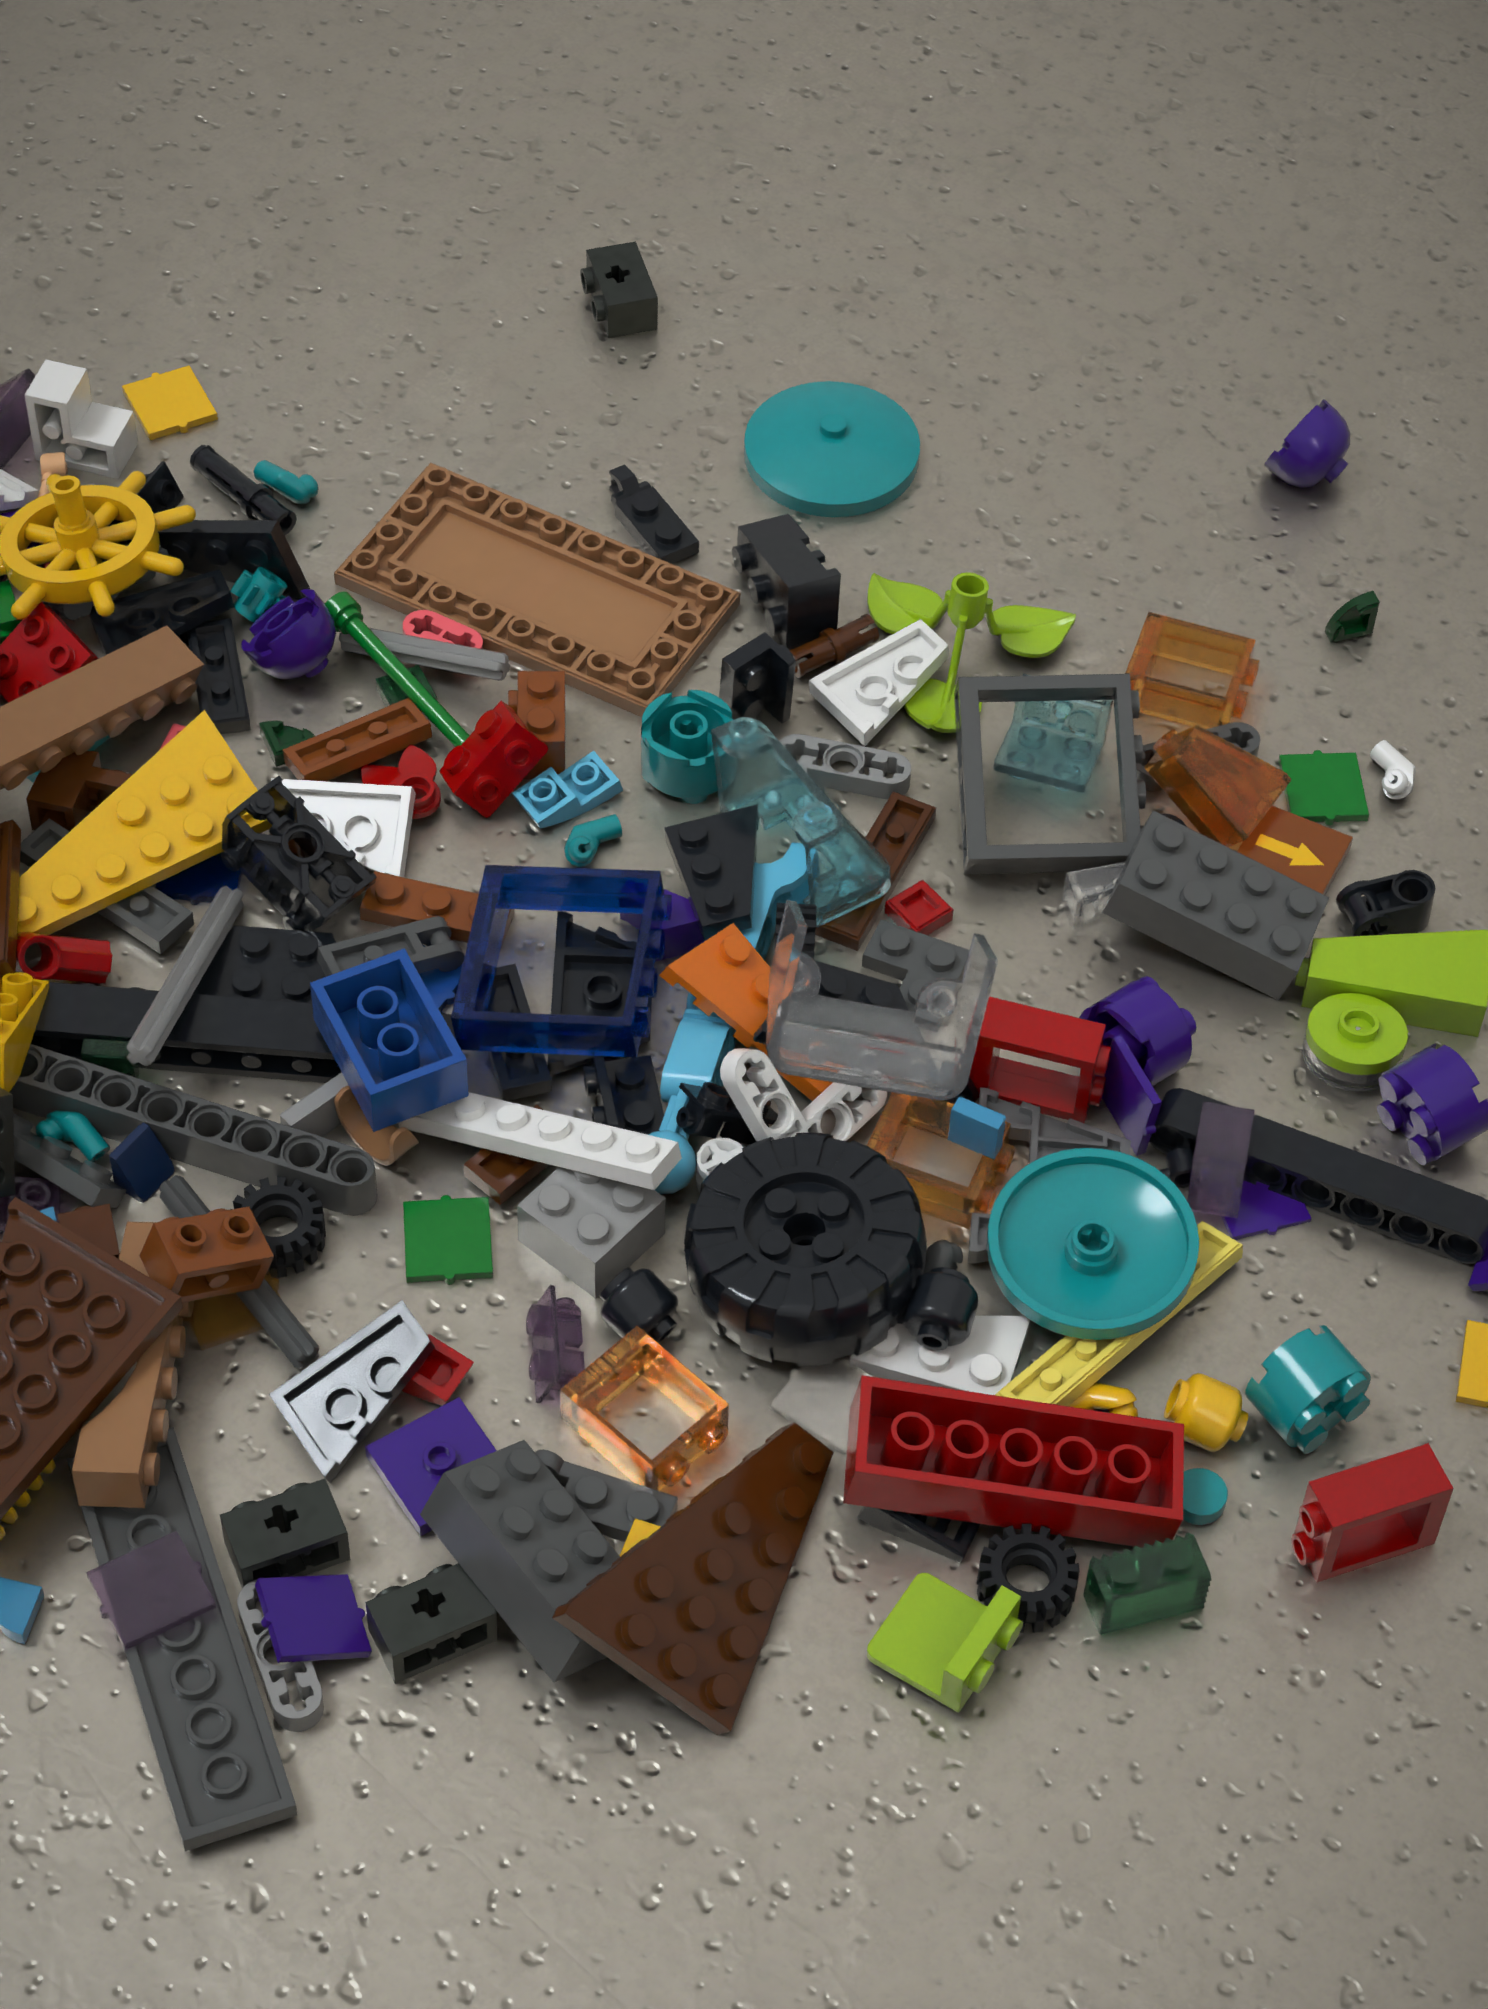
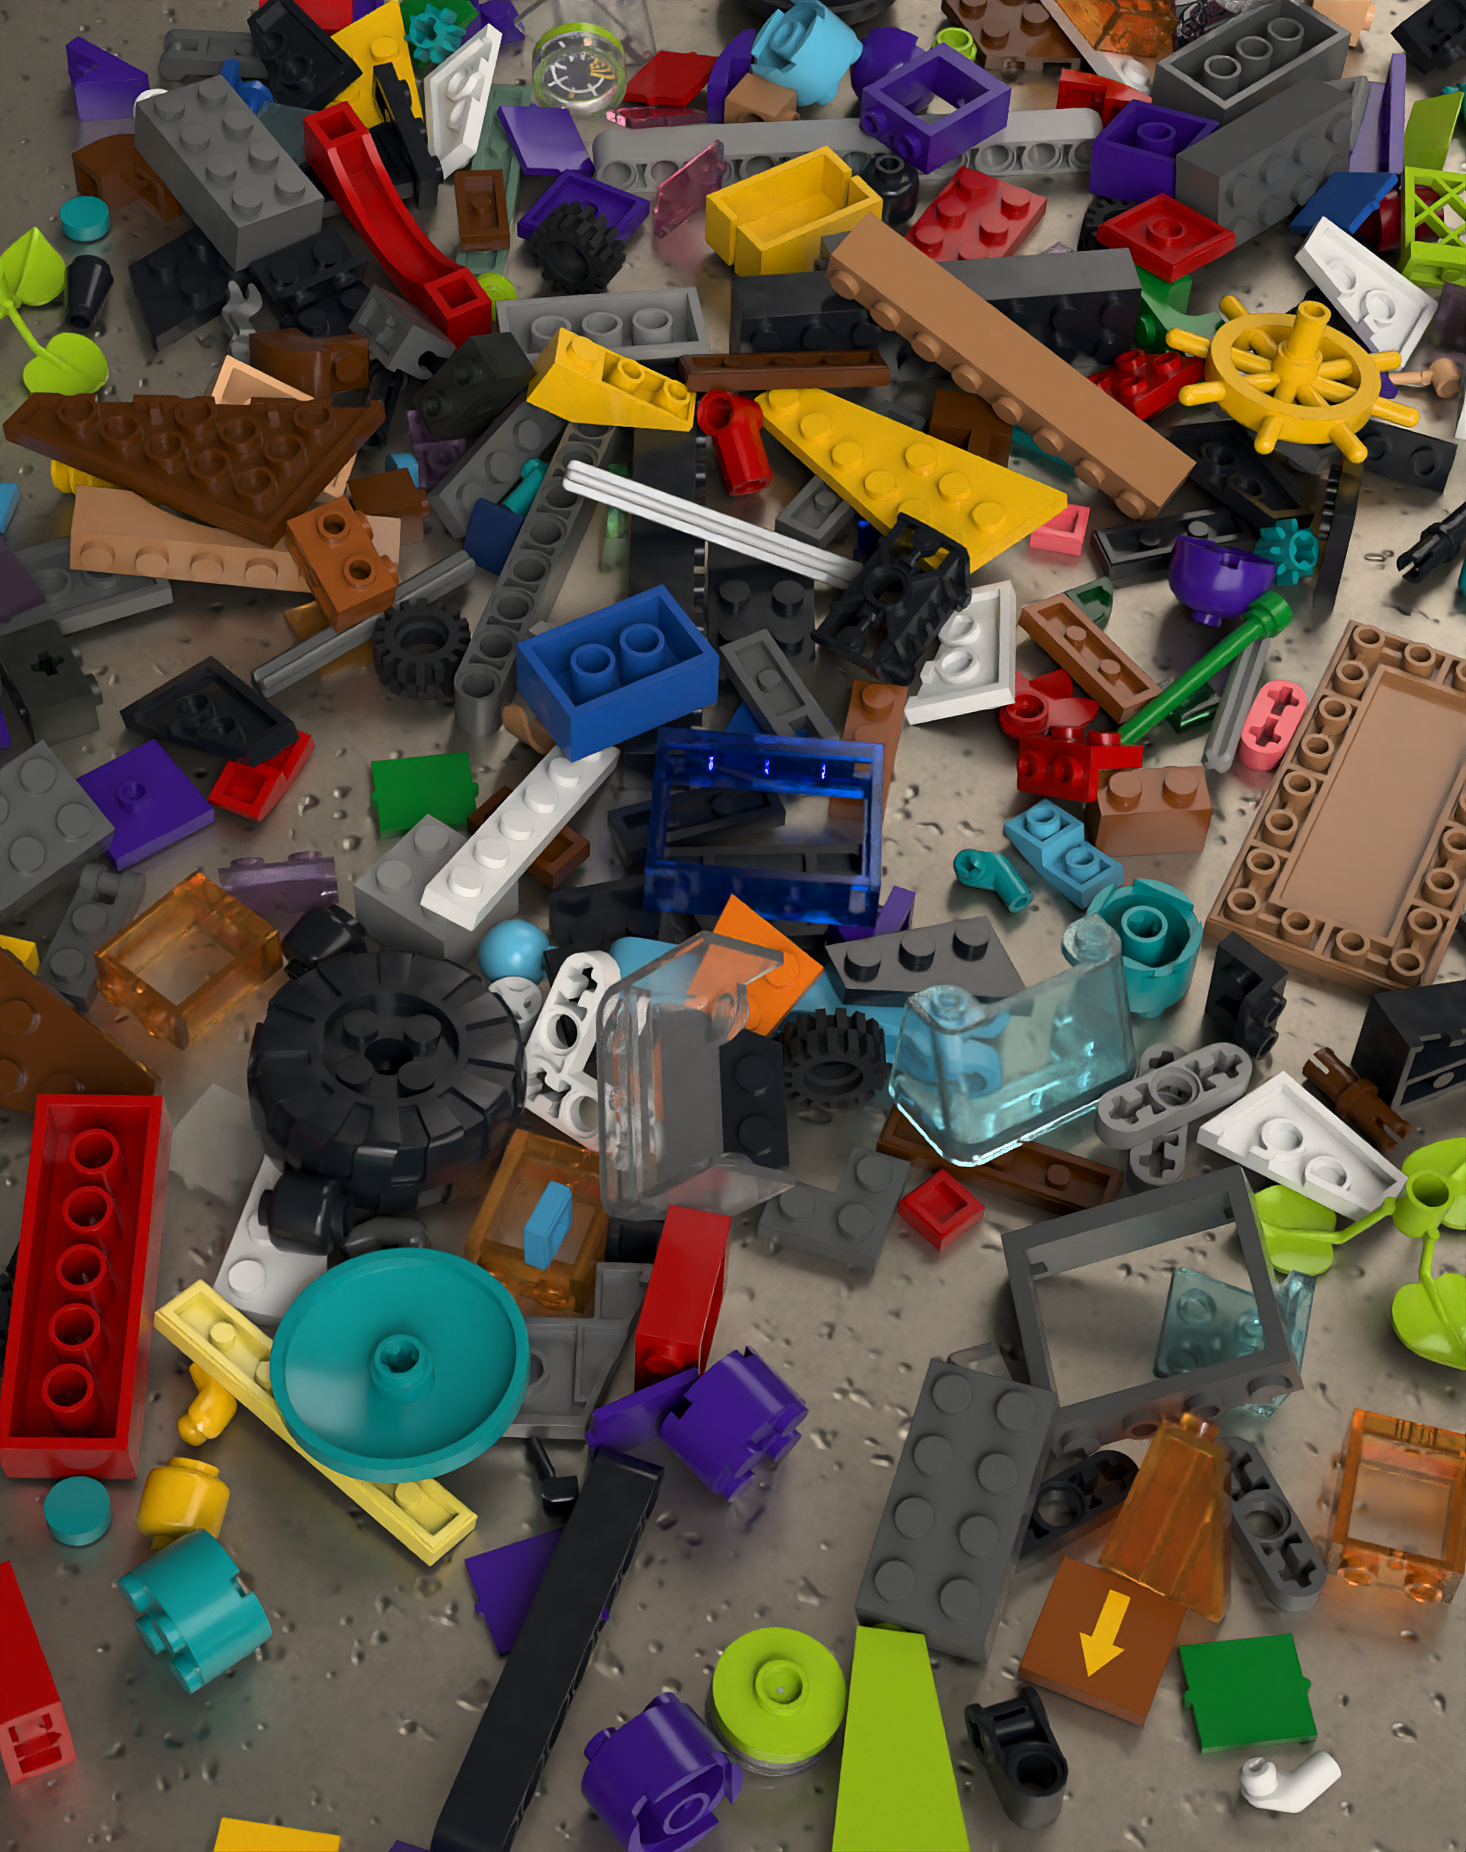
camera: 85 degrees right, 0 degrees up
(836, 762) = (1161, 1117): none -> light grey beam
(1220, 1159) = (546, 1510): clear purple slope -> none

